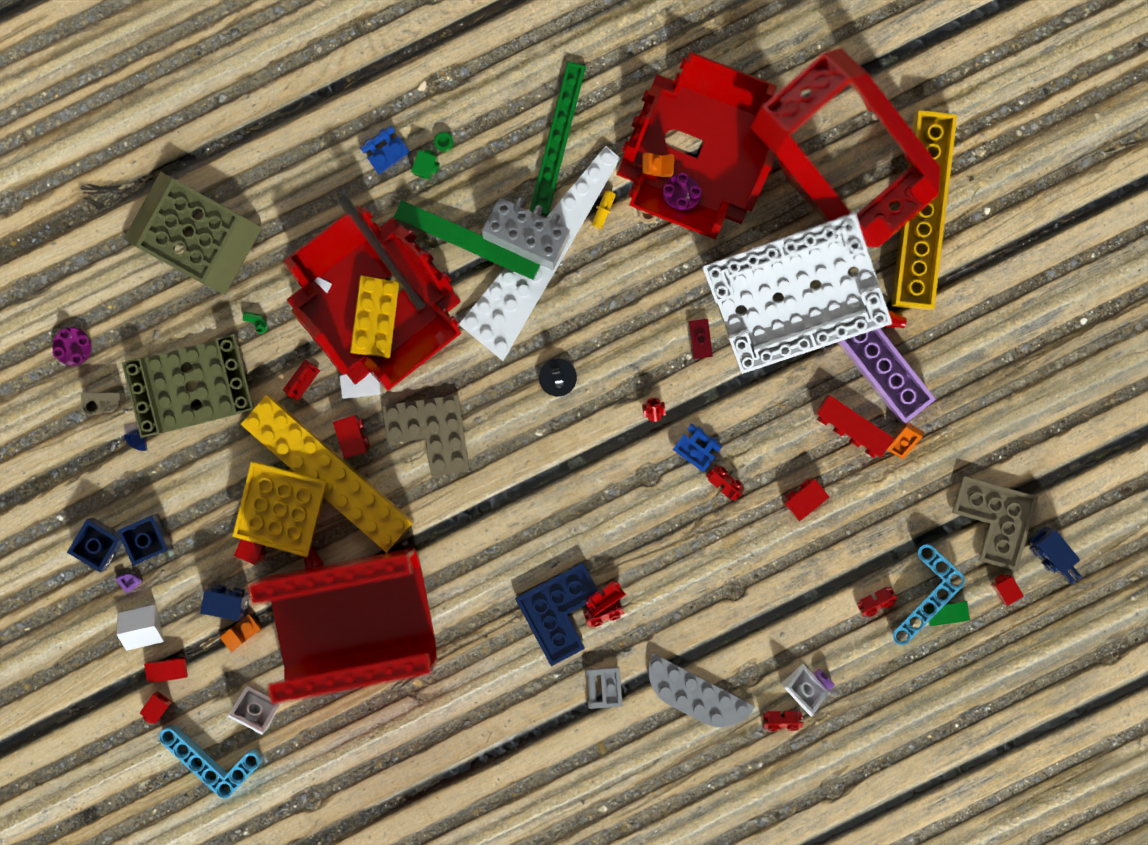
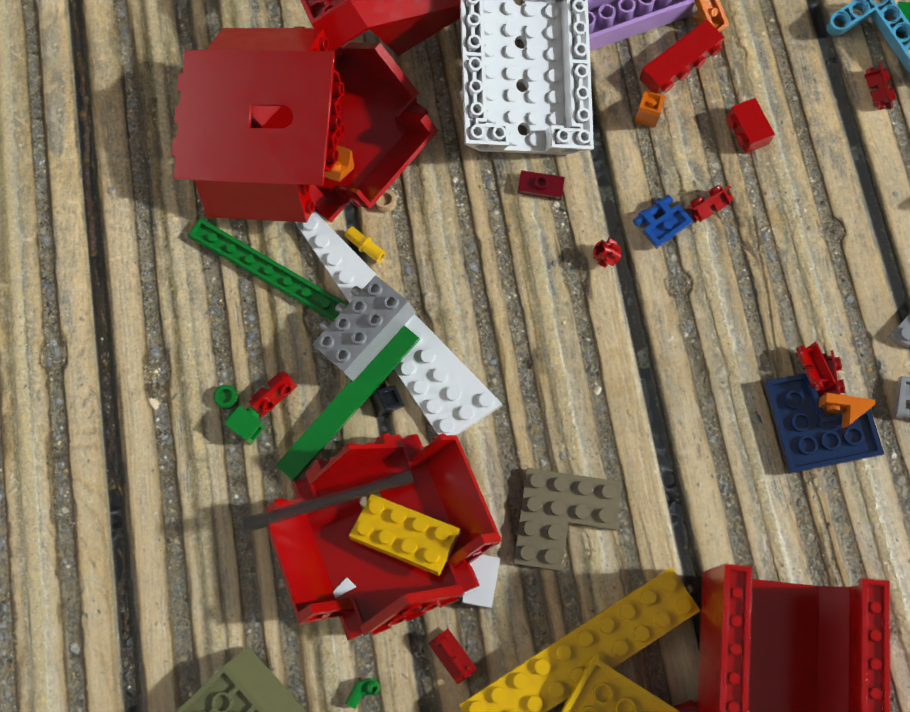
camera: 75 degrees left, 15 degrees down
(351, 436) = (541, 613): red brick -> none
(388, 154) = (217, 464): blue plate -> none
(449, 173) = (280, 387): none -> red hinge
(479, 269) = (386, 400): none -> black slope
(557, 377) = (539, 349): black tile -> none
(576, 634) = (851, 406): none -> orange slope
(681, 192) = (374, 155): magenta dish -> none
(711, 81) = (249, 169): none -> red panel
(799, 411) = (650, 109): none -> orange slope

